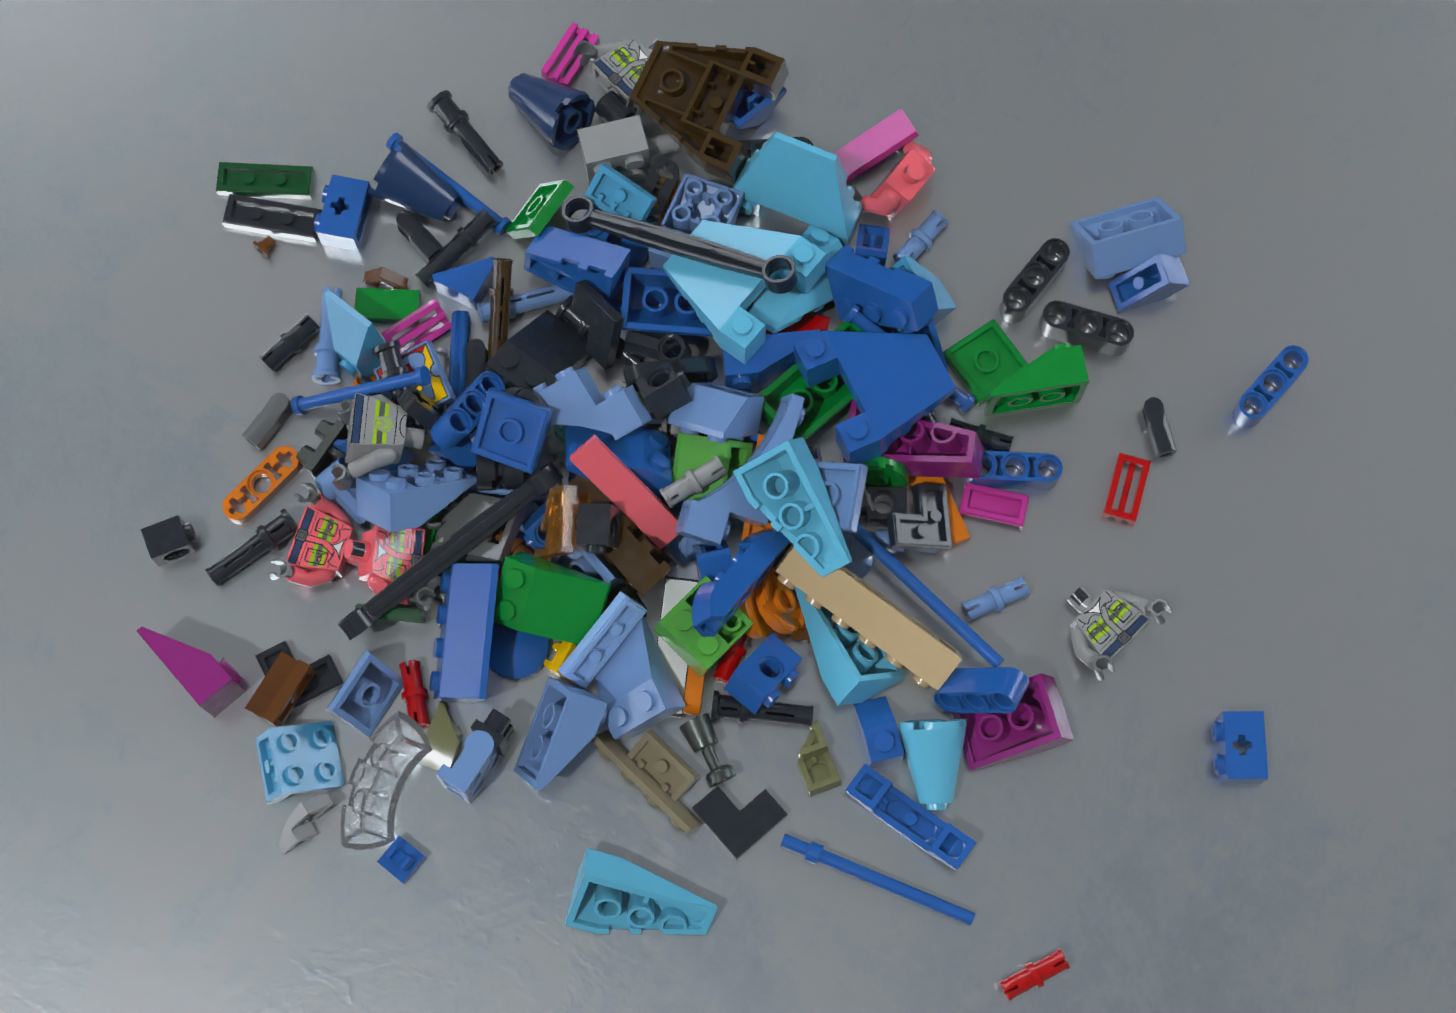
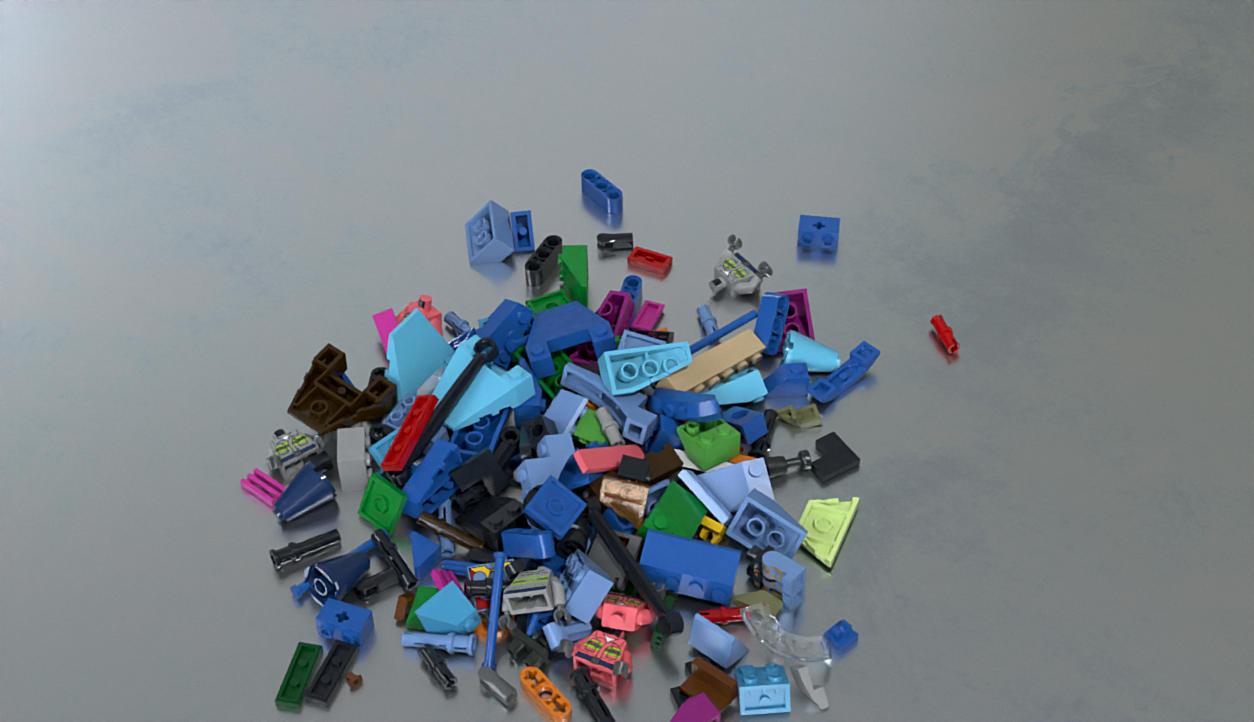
camera: 80 degrees left, 30 degrees down
(596, 818) = (827, 526): none -> yellowish green wing
(627, 897) = (880, 514): medium azure wedge -> none
(631, 209) = (409, 433): none -> red tile
(656, 772) = (799, 486): dark tan bracket -> none
(815, 853) = (861, 421): blue bar -> none
(1038, 267) = (506, 278): black beam -> none

